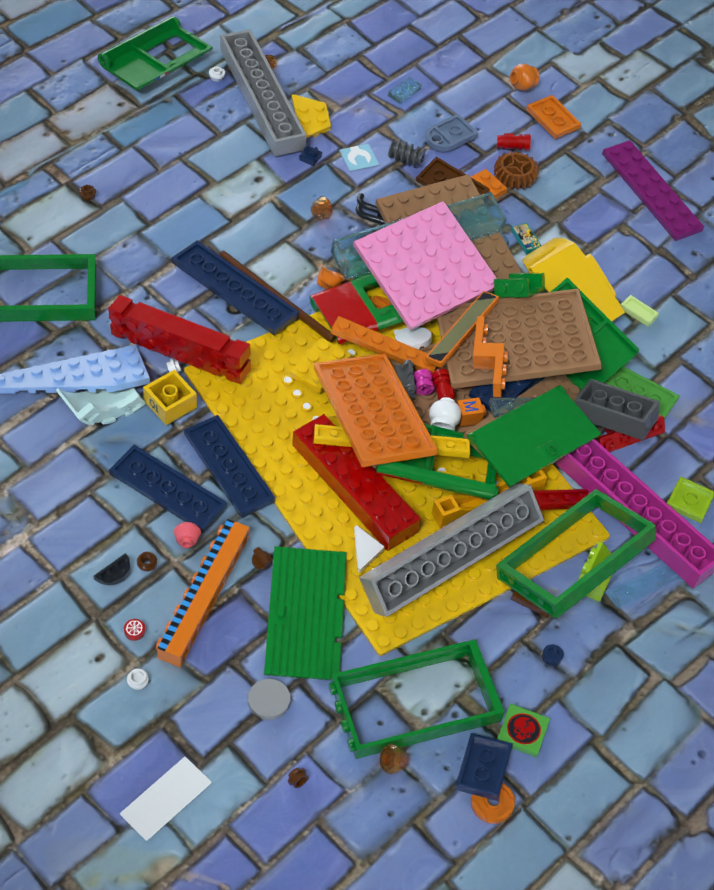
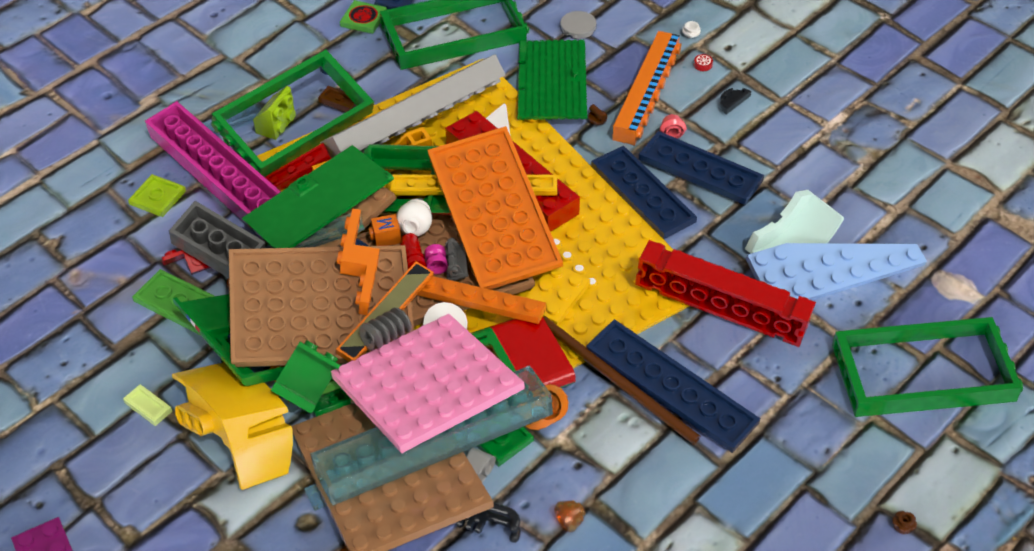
camera: 175 degrees left, 5 degrees down
(146, 556) = (705, 109): reddish brown plate -> none
(170, 397) = (719, 241): yellow brick -> none
(460, 301) = (385, 327): none -> dark grey piece
(525, 237) = (278, 501): tile -> none

